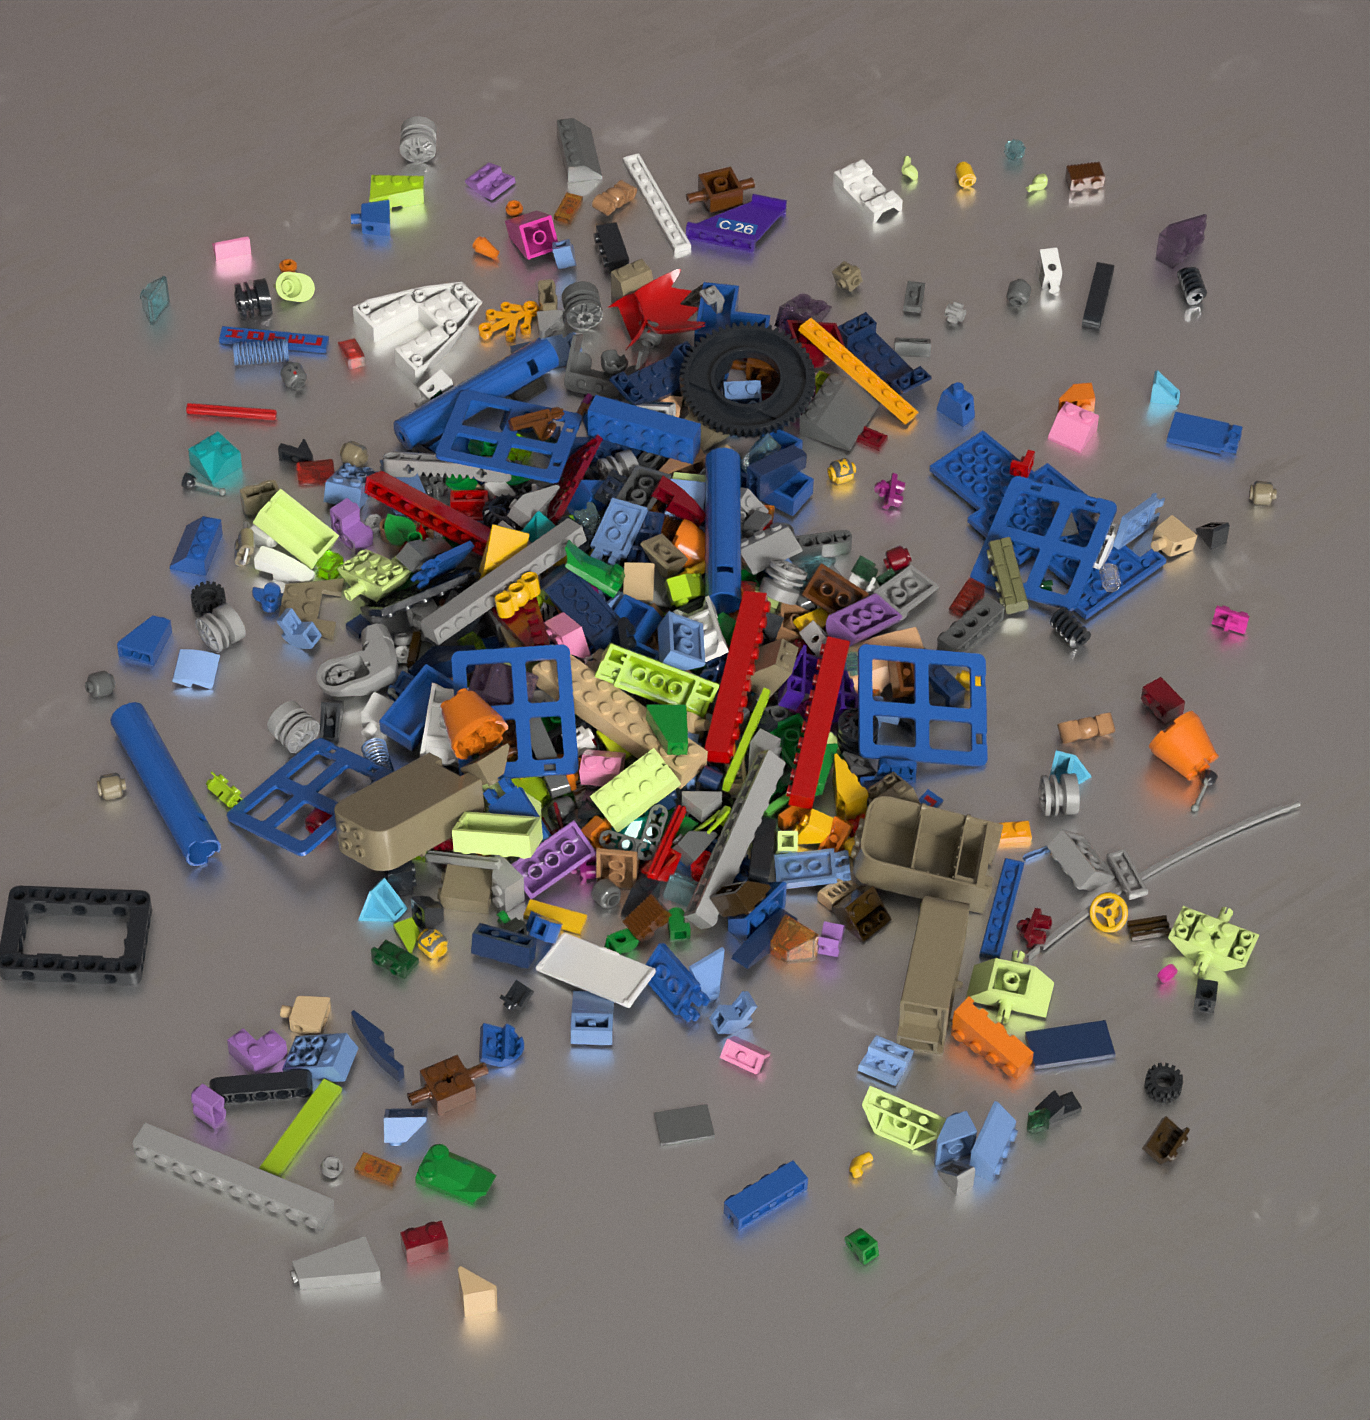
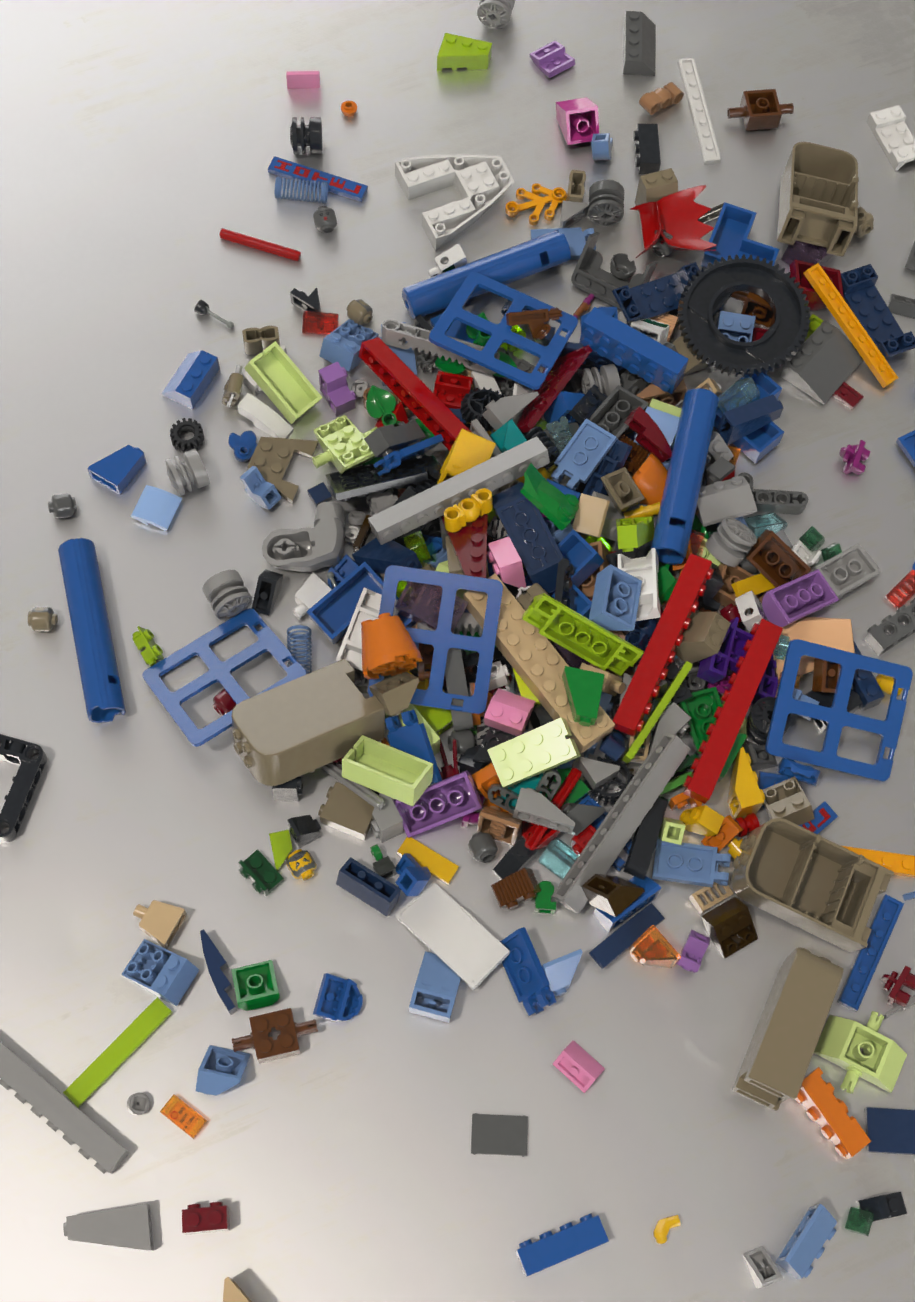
camera: 10 degrees right, 15 degrees up
(155, 299) = (220, 117): clear light blue slope -> none
(208, 1106) = (33, 1008): medium lavender brick -> none
(215, 457) = (231, 289): teal slope -> none
(257, 1055) = (100, 957): medium lavender brick -> none
(263, 1086) = (93, 993): black beam -> none
(294, 286) = (348, 130): yellowish green piece -> none
(327, 565) = (306, 424): clear neon green brick -> none
(353, 357) = (383, 217): clear red slope -> none
(374, 218) = (438, 75): blue torso -> none
(382, 904) = (264, 810): medium azure slope -> none
(418, 1049) = (255, 985): none -> green slope
(454, 1175) = (258, 1143): green slope -> none
(485, 248) = (531, 125): orange cone -> none
(514, 208) = (567, 90): orange plate -> none
(517, 996) = (367, 947): black bracket -> none
(529, 391) = (537, 280): clear smoke slope -> none
(568, 208) = (617, 100): clear orange tile -> none
(621, 941) = (484, 907): green leg -> none
(653, 840) = (539, 810): none -> light grey slope
(713, 298) = (729, 220): light grey bracket -> none
(721, 818) = (615, 792): lime plant -> none
(734, 1017) = (577, 1020): medium blue brick -> none
(740, 226) = (769, 149): dark purple piece -> none
(798, 259) = (819, 198): none -> dark tan piece
(841, 471) = (811, 425): yellow head -> none
(885, 1060) = (718, 1107): light blue slope -> none
(897, 559) = (846, 533): dark red head -> none
(901, 1119) = (722, 1188): yellowish green wedge -> none
(955, 1138) = (770, 1227): medium blue slope -> none

